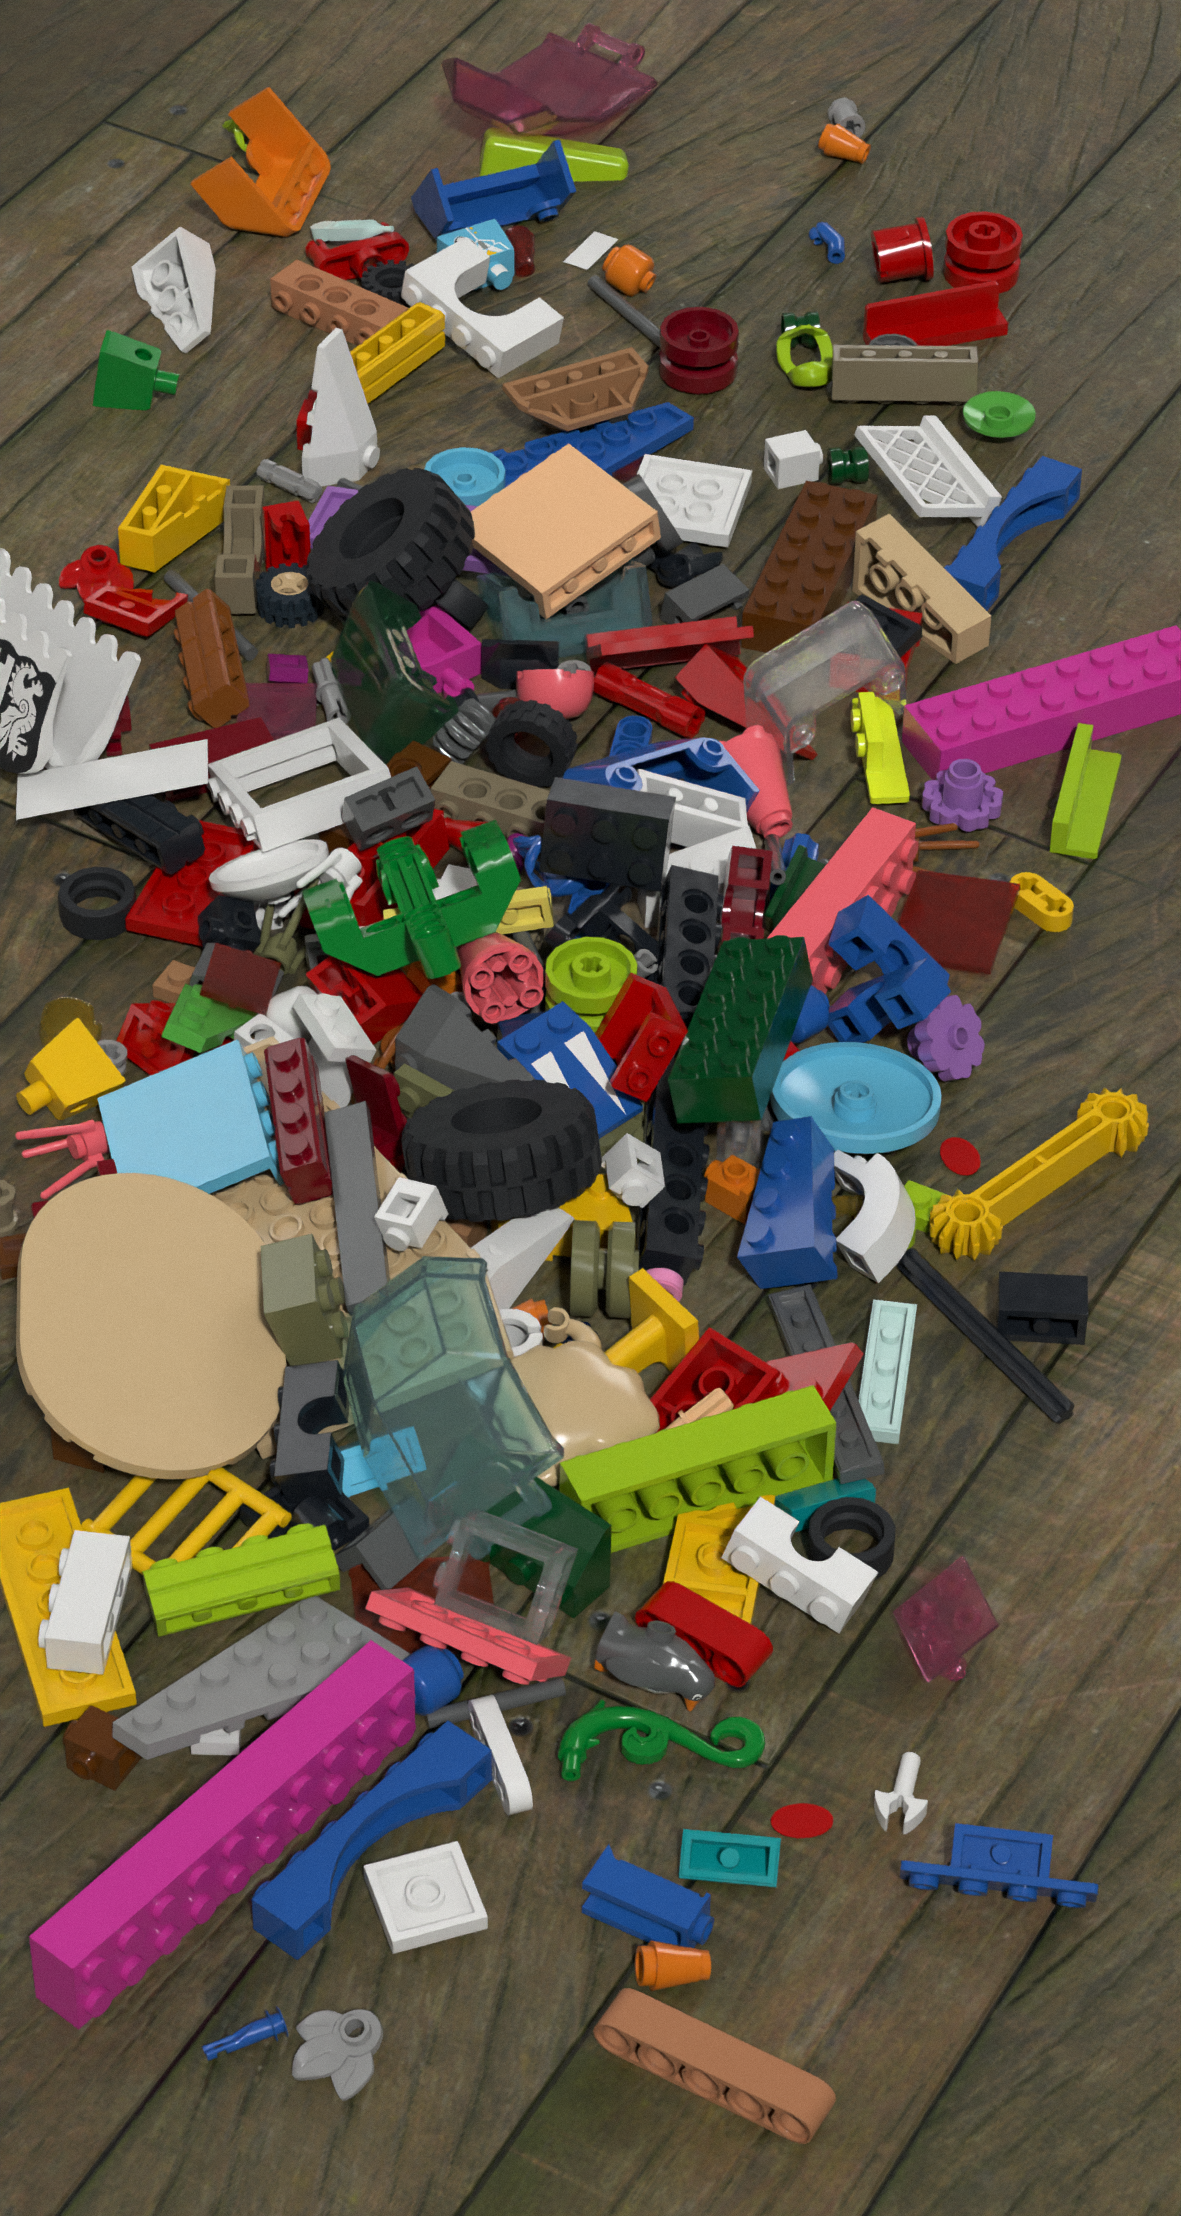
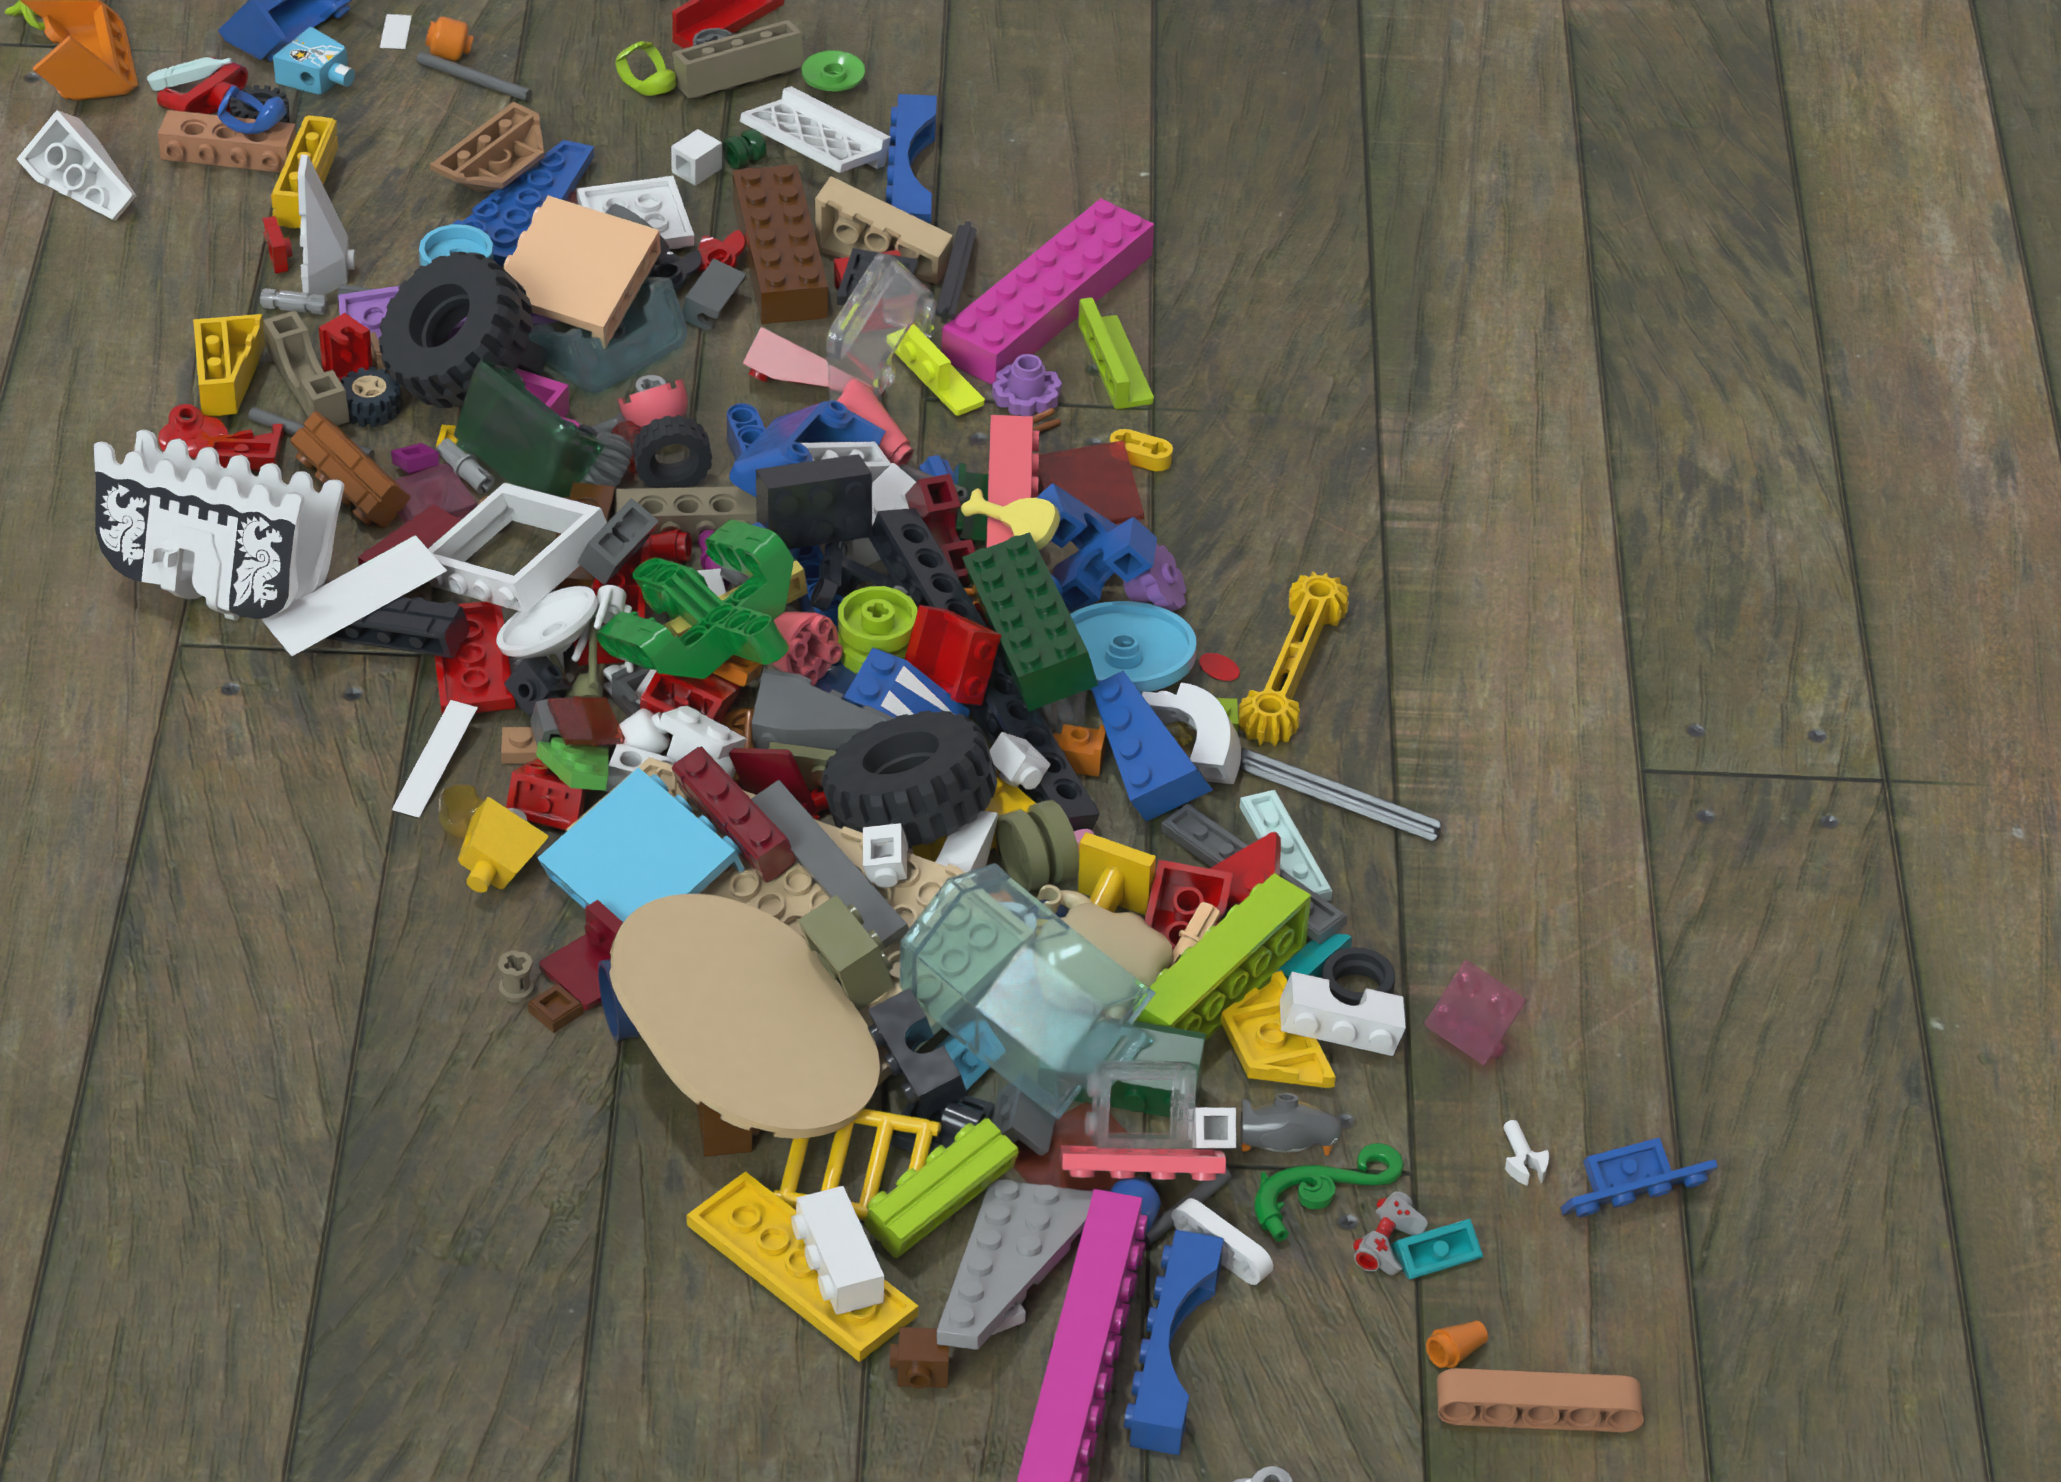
camera: 30 degrees left, 0 degrees up
(85, 1142) = (543, 900): coral plant -> none
(87, 966) = (434, 758): none -> white sticker
(96, 883) = (404, 683): black tyre -> none
(130, 374) = (95, 252): green torso -> none
(380, 288) = (268, 116): none -> blue piece
(425, 1897) = (1245, 1368): white plate -> none
(494, 341) = (380, 131): white arch -> none
(505, 657) = (598, 393): black slope -> none
(524, 250) = (354, 57): clear red cone -> none
(570, 1630) = (1214, 1128): none -> white brick
(645, 1903) = (1408, 1306): blue window -> none
(648, 700) = (732, 390): red axle -> none
(663, 643) = (712, 337): red fence -> none
(698, 350) = (560, 88): dark red wheel -> none
(707, 1799) = (1374, 1248): none -> light grey piece
(720, 1638) = (1327, 1089): red beam -> none
(747, 561) = (723, 251): none -> red plate
(791, 321) = (615, 45): dark green wheel -> none
(802, 1820) = (1464, 1202): red sticker -> none
(818, 921) = (1022, 515): none -> light yellow piece
(967, 655) = (956, 272): none -> black axle
(1042, 1307) = (1369, 757): black brick -> none

